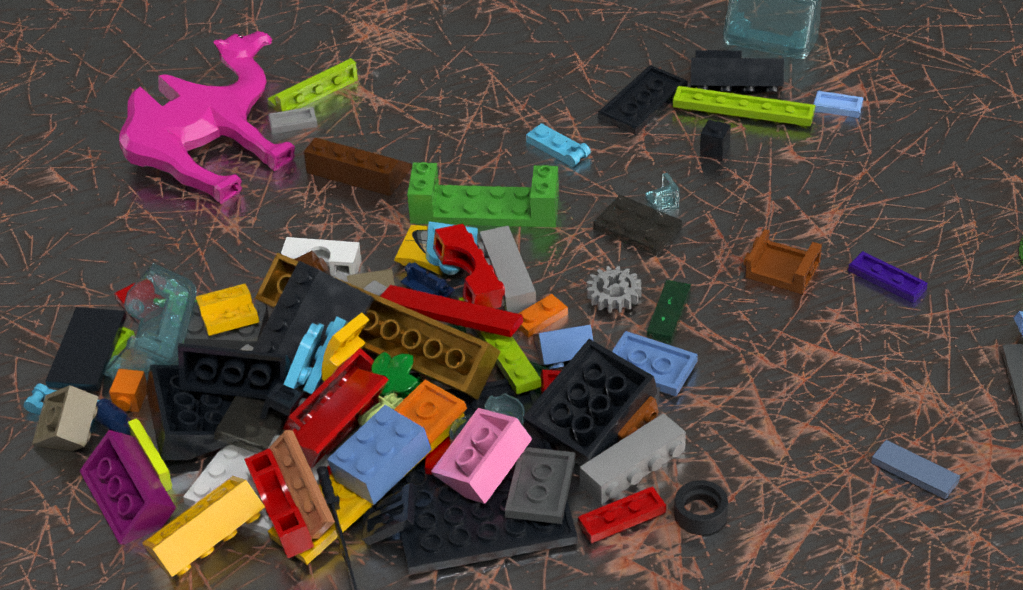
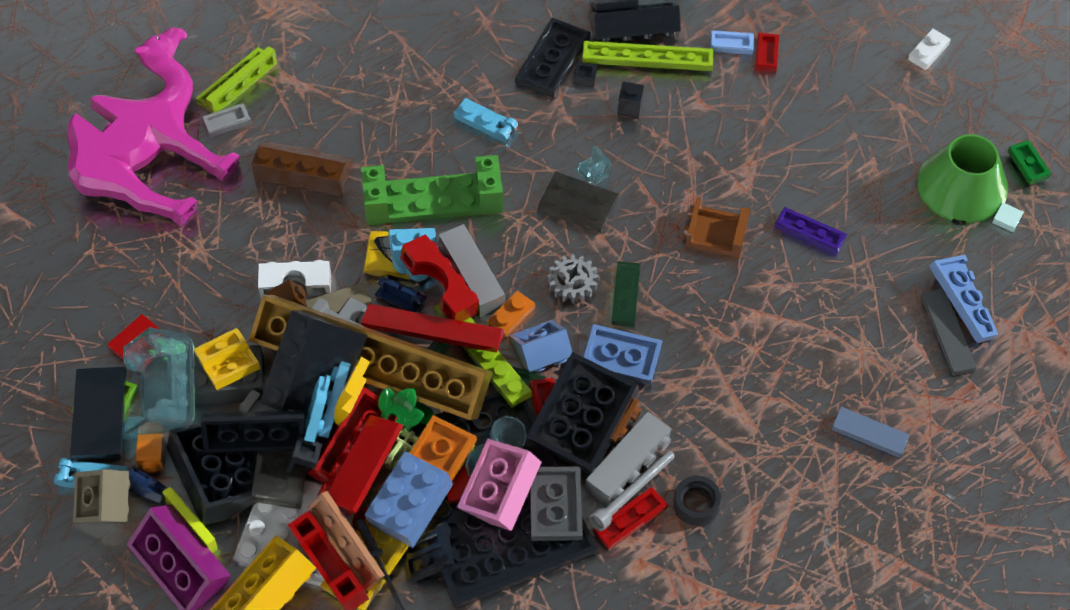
camera: 15 degrees left, 15 degrees up
(588, 505) = (602, 517): none -> light grey piece
(673, 116) = (585, 73): none -> black tile
(875, 116) = (767, 52): none -> red tile

